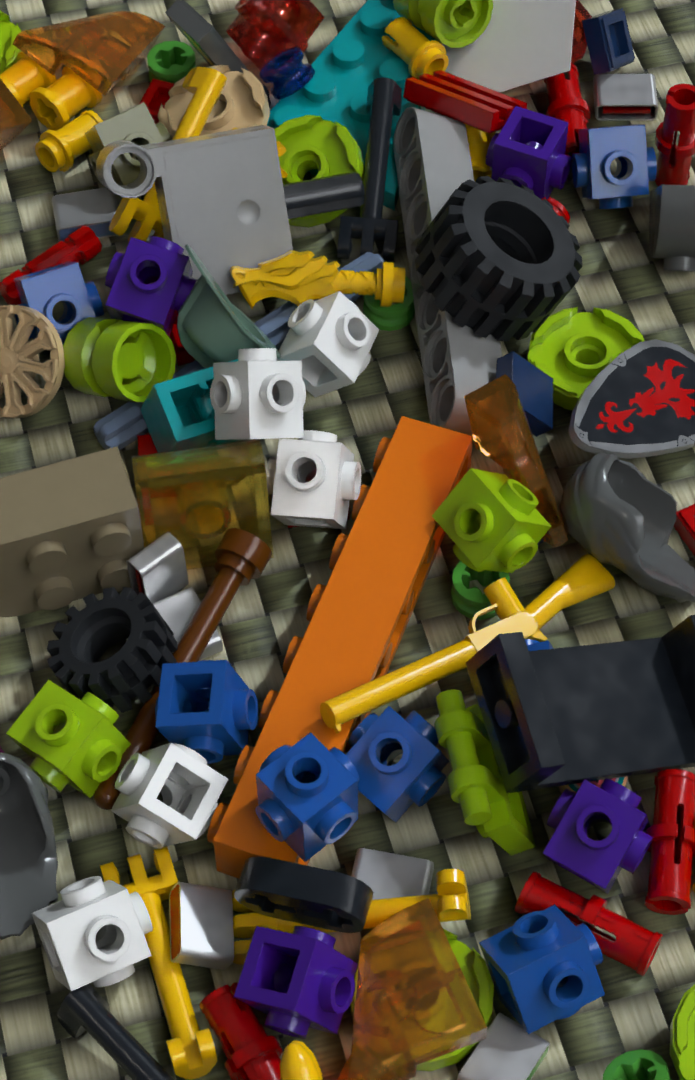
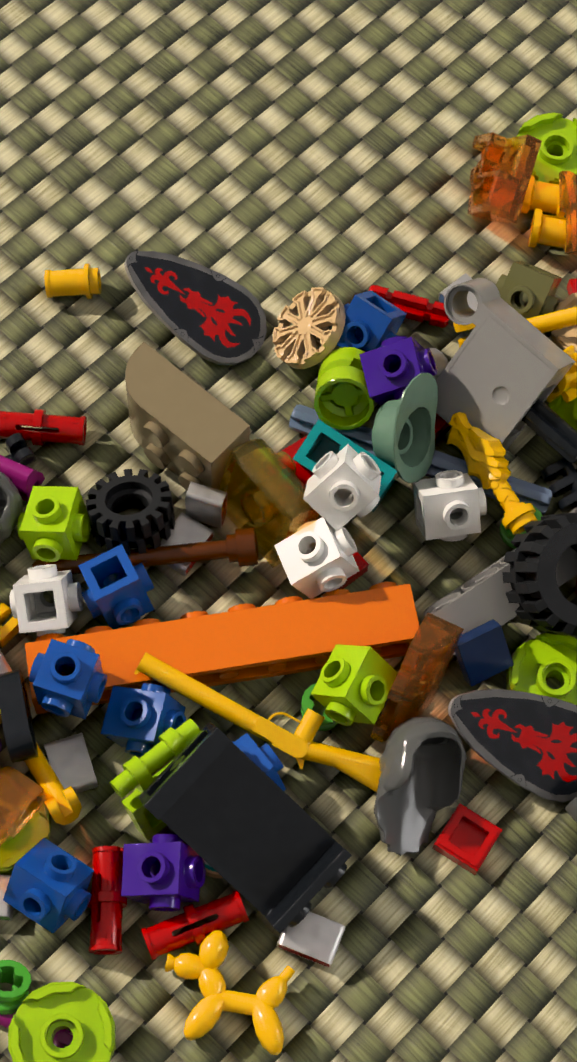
camera: 55 degrees right, 10 degrees up
(60, 147) = (507, 251): yellow pin -> none

